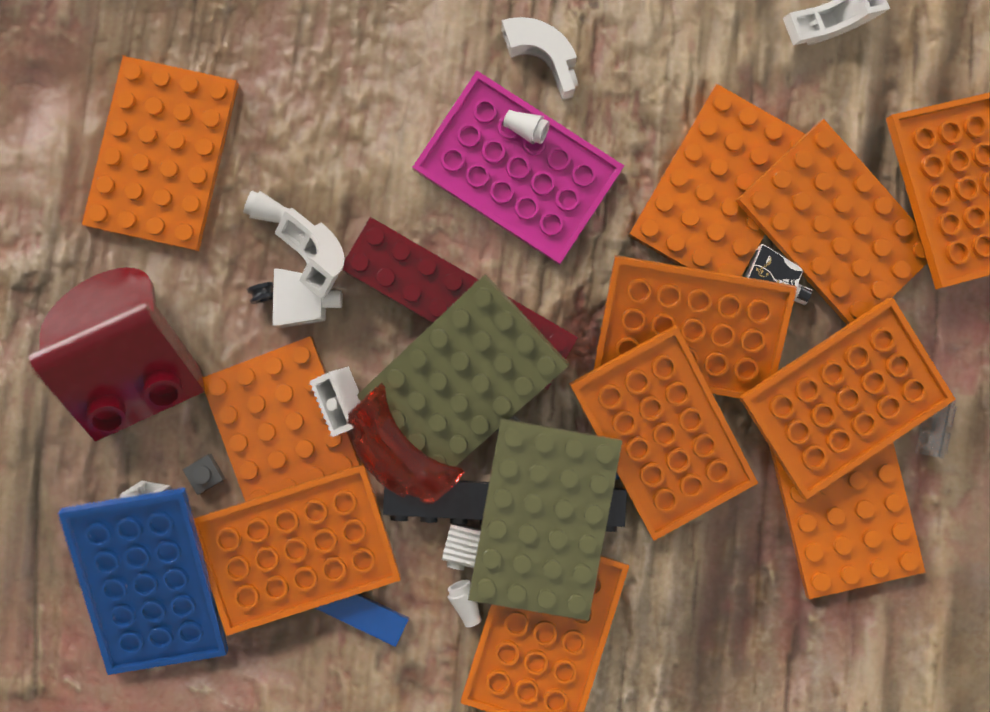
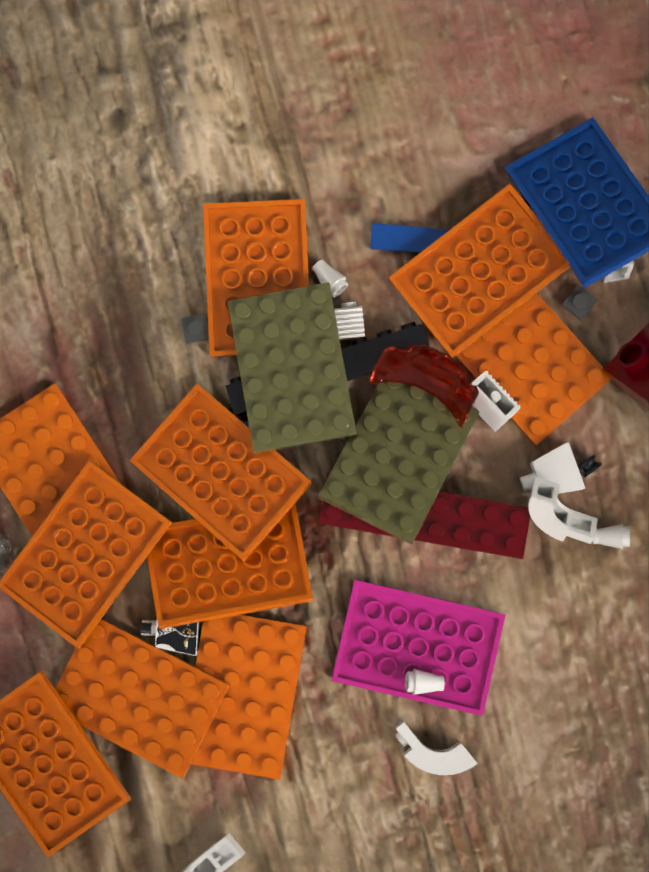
camera: 160 degrees right, 0 degrees up
(633, 602) = (195, 328): none -> dark grey plate

